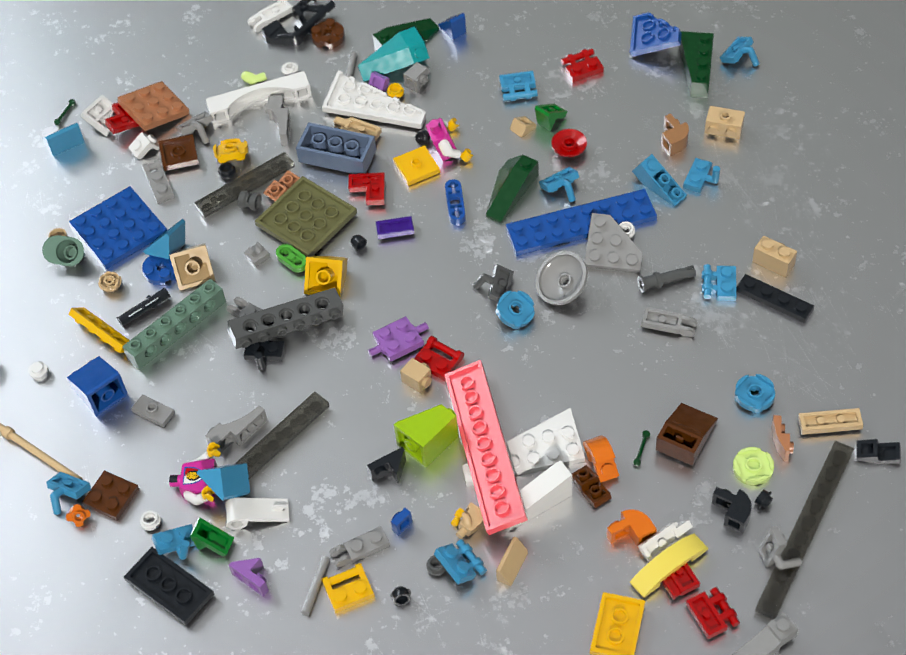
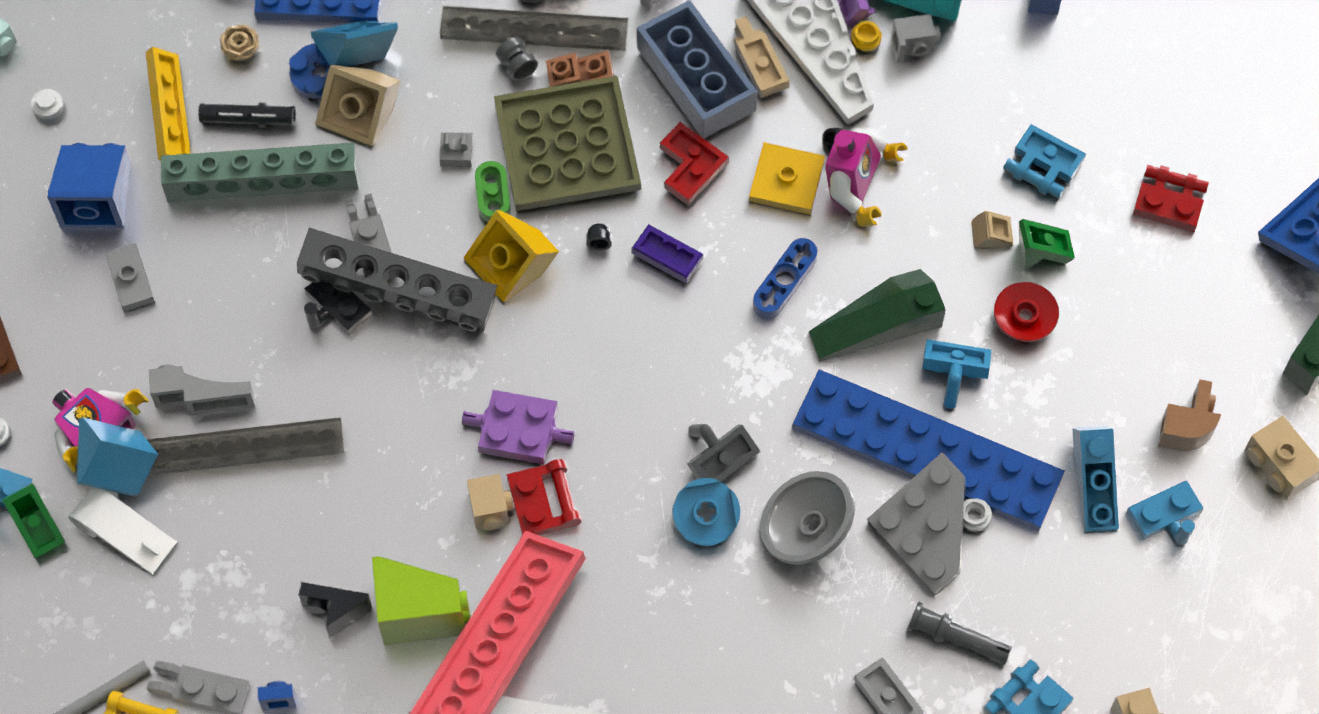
camera: 35 degrees right, 10 degrees up
(248, 573) = (34, 607): medium lavender slope -> none

